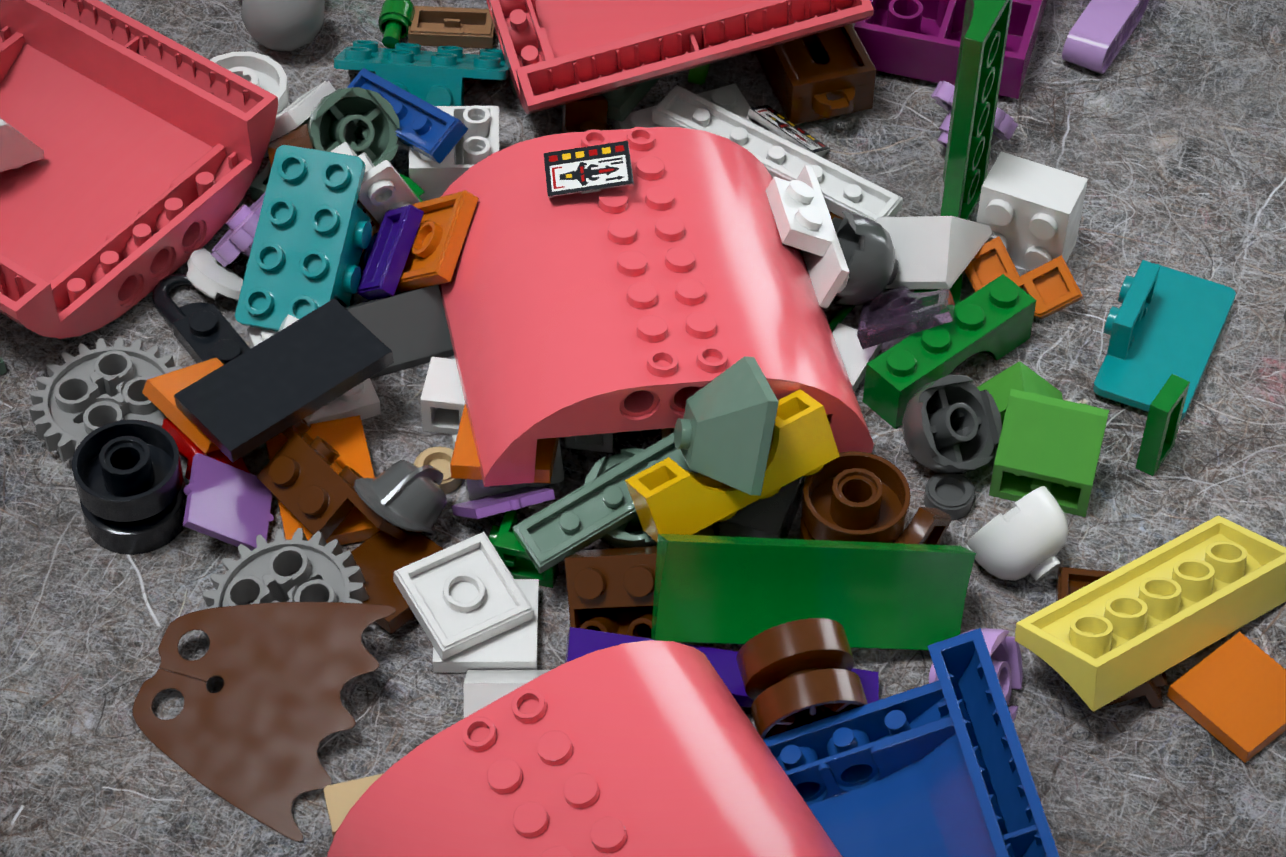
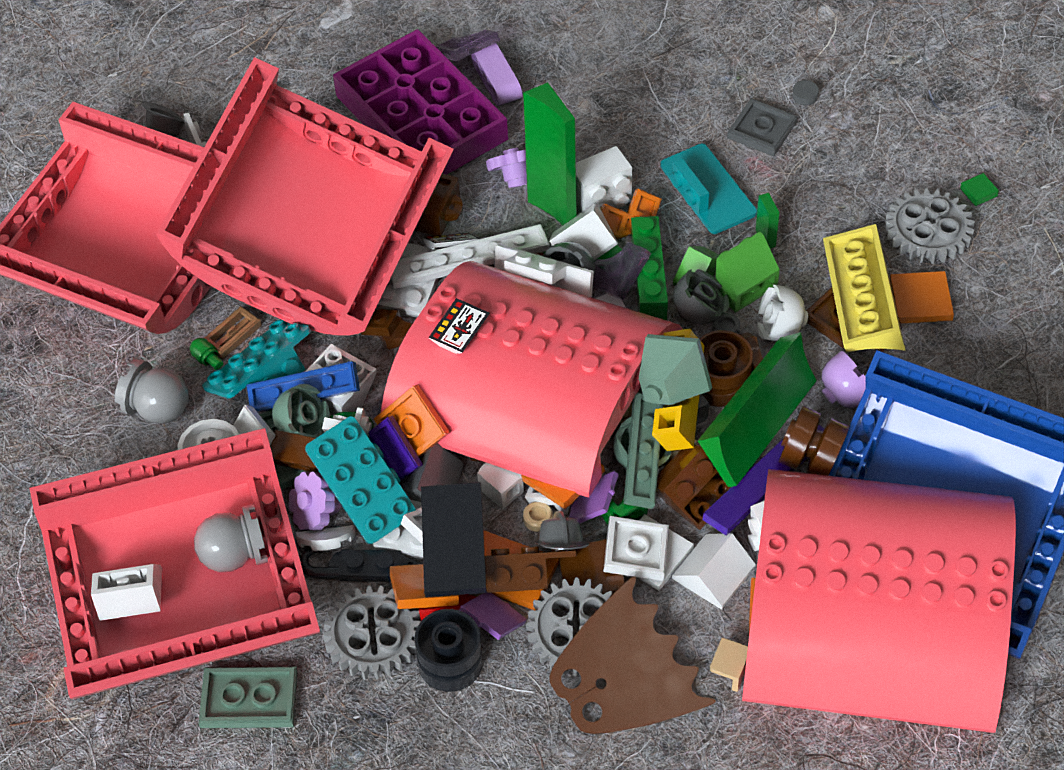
camera: 50 degrees left, 5 degrees up
(113, 177) = (228, 541): none -> light grey tile

